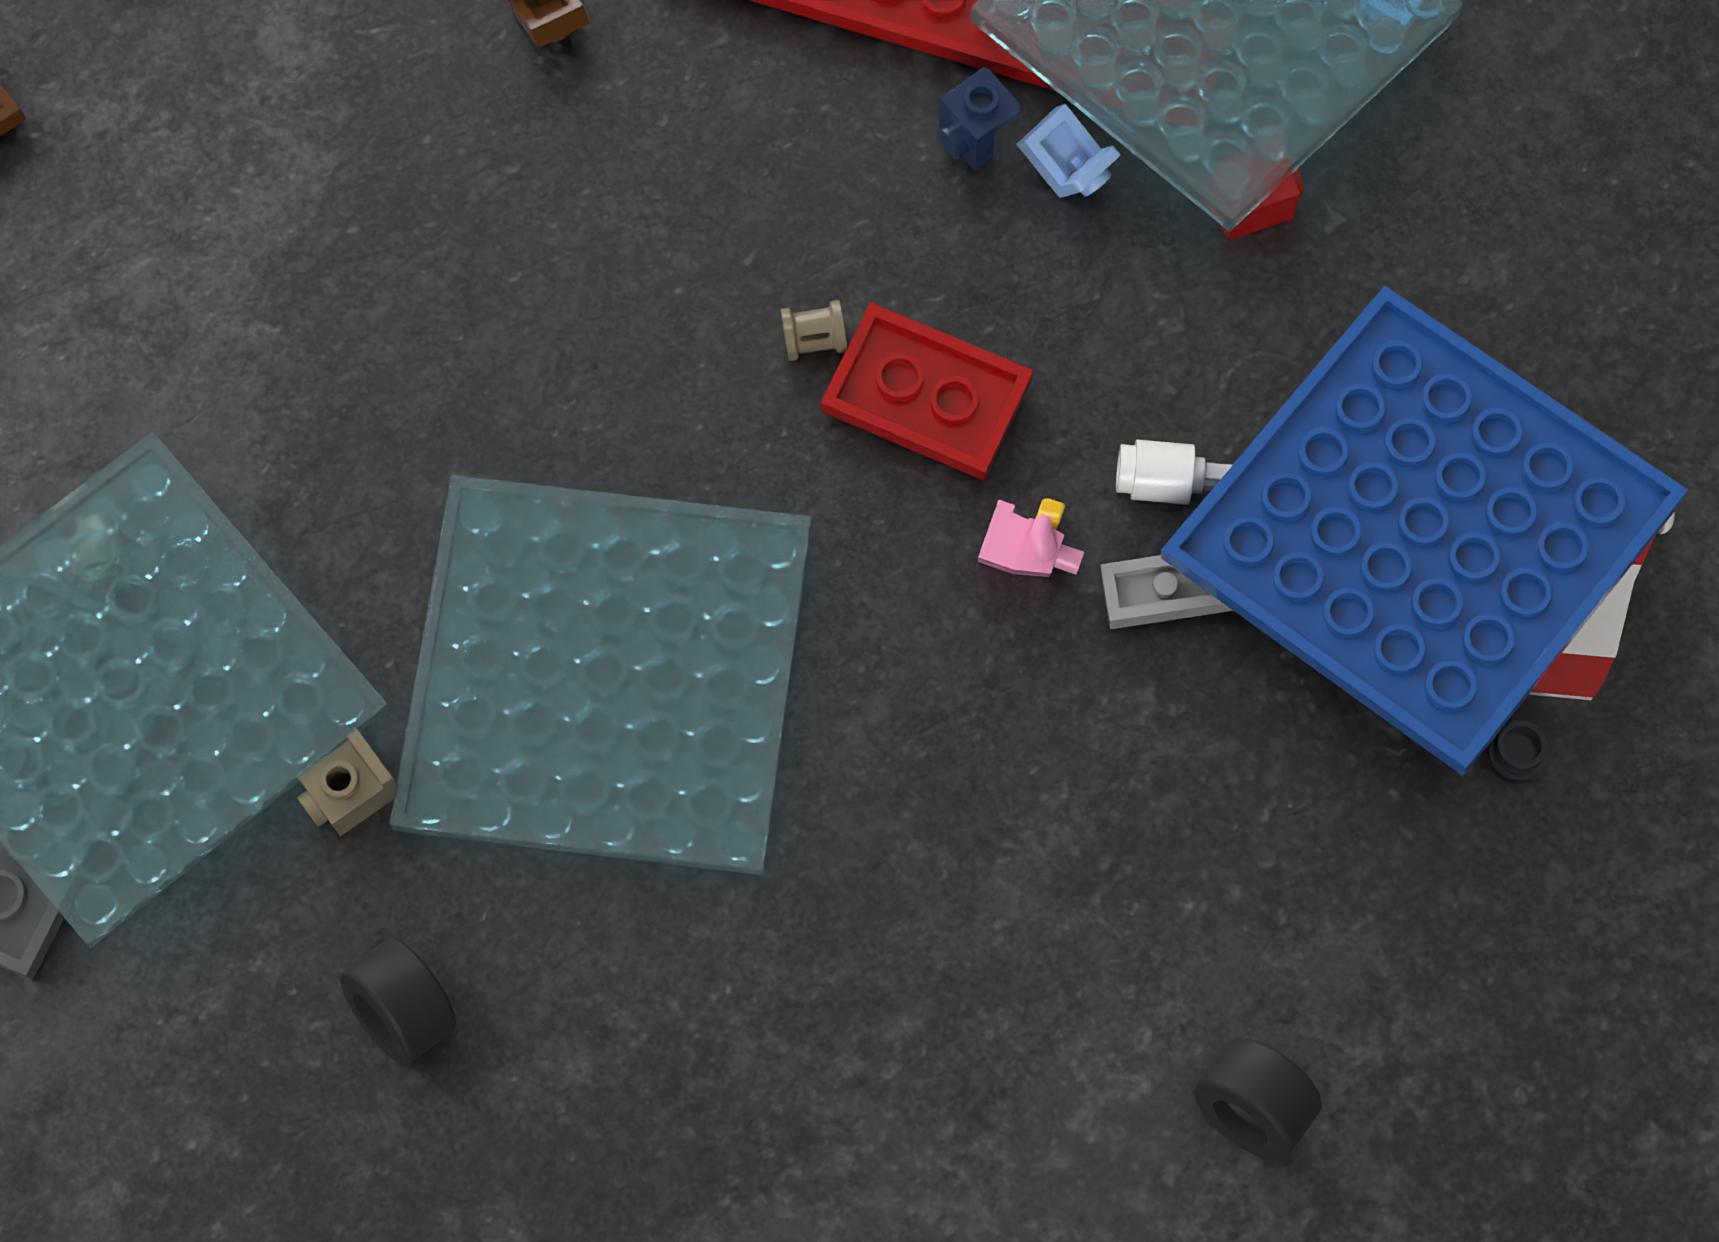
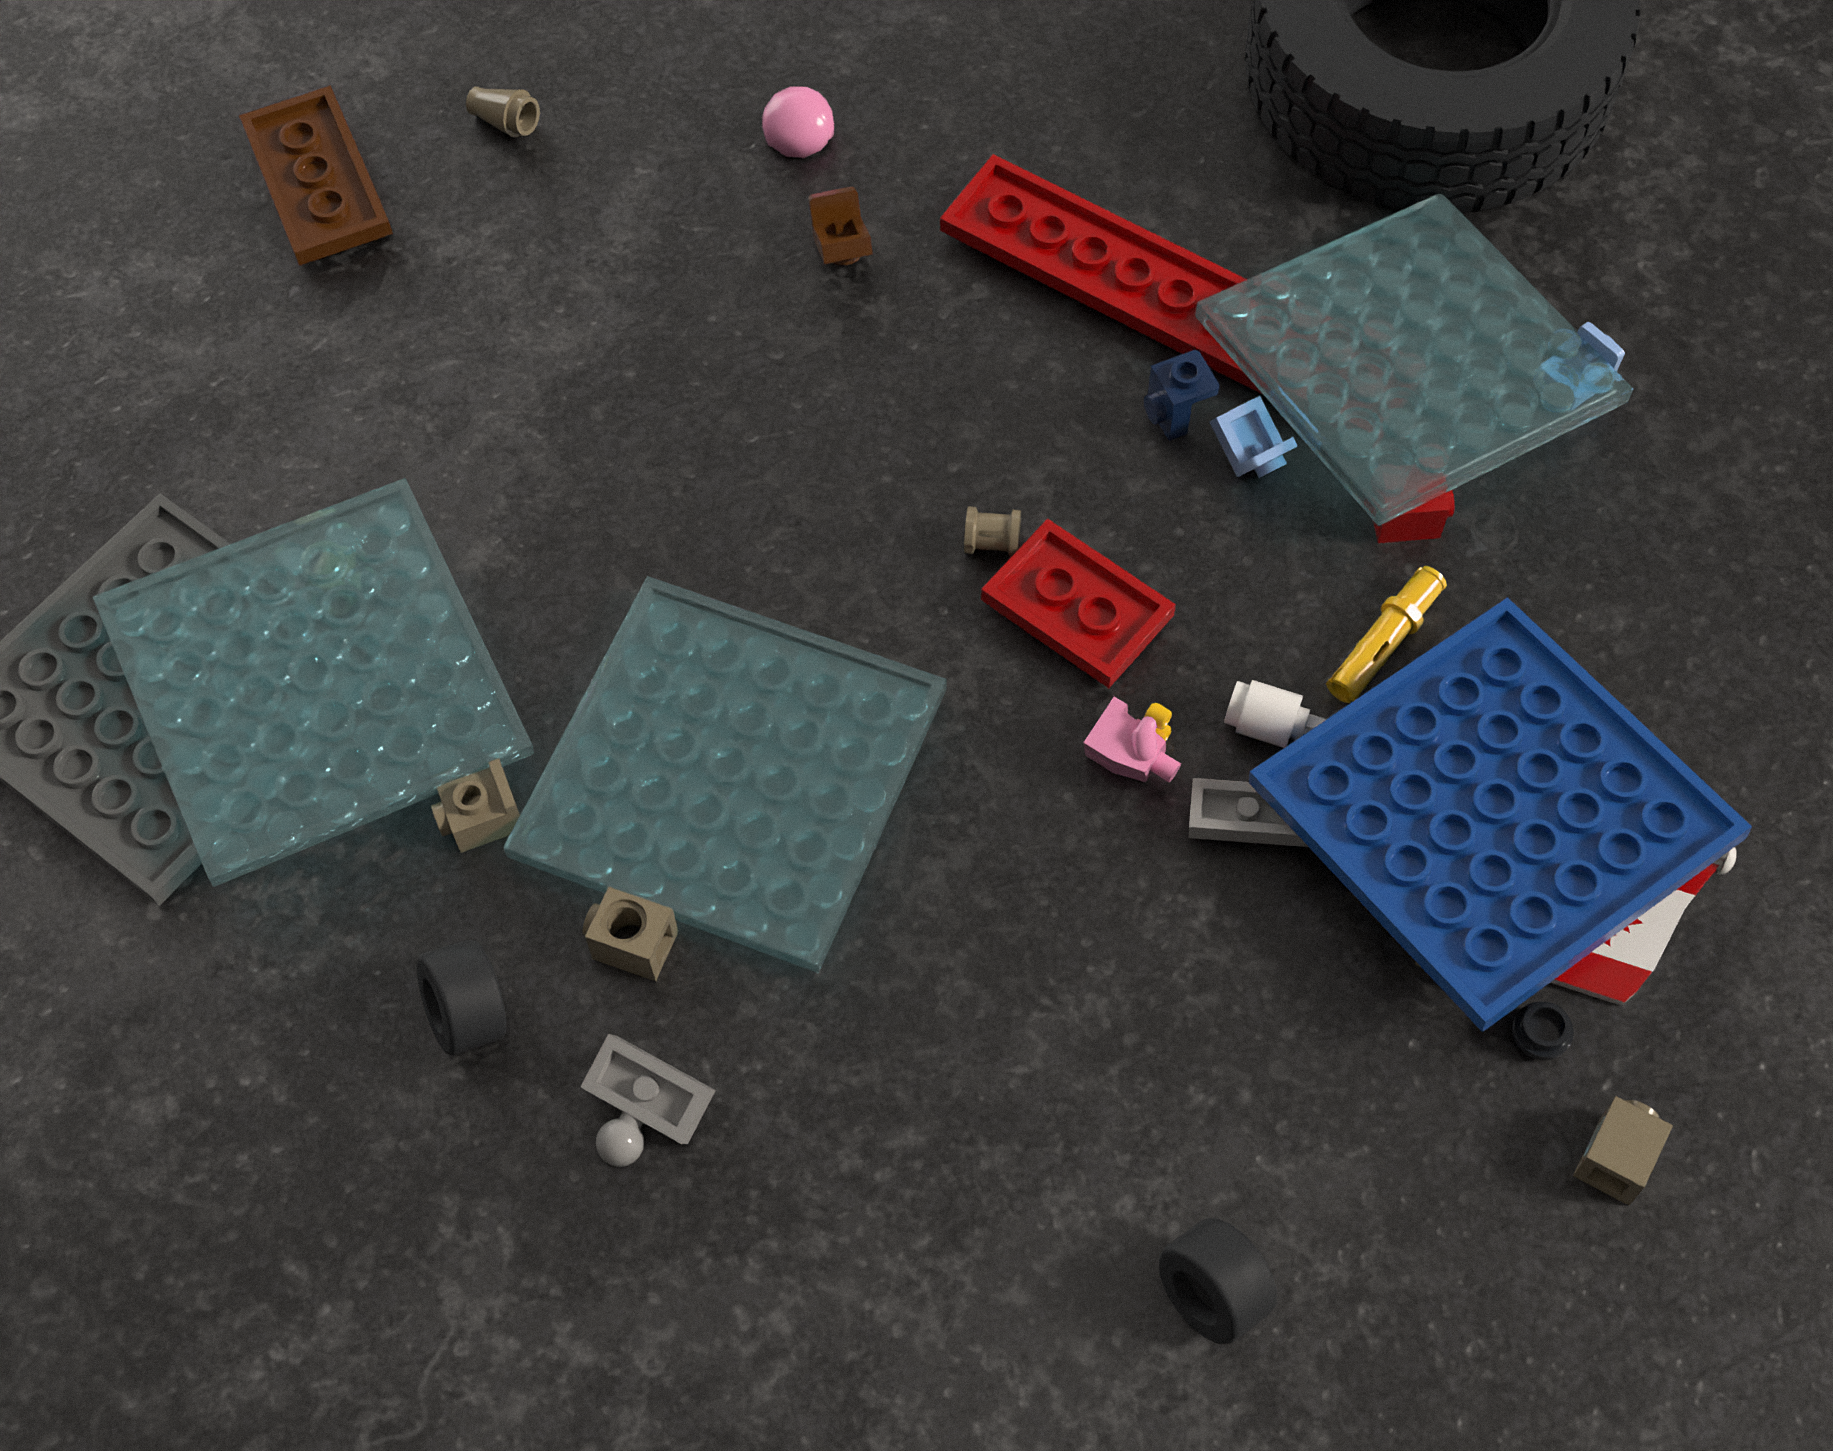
camera: 15 degrees right, 10 degrees down
(573, 904) = (640, 954): none -> dark tan brick
(623, 1052) = (647, 1094): none -> light grey plate
(1272, 327) = (1399, 617): none -> yellow pin
(1625, 856) = (1623, 1149): none -> dark tan brick

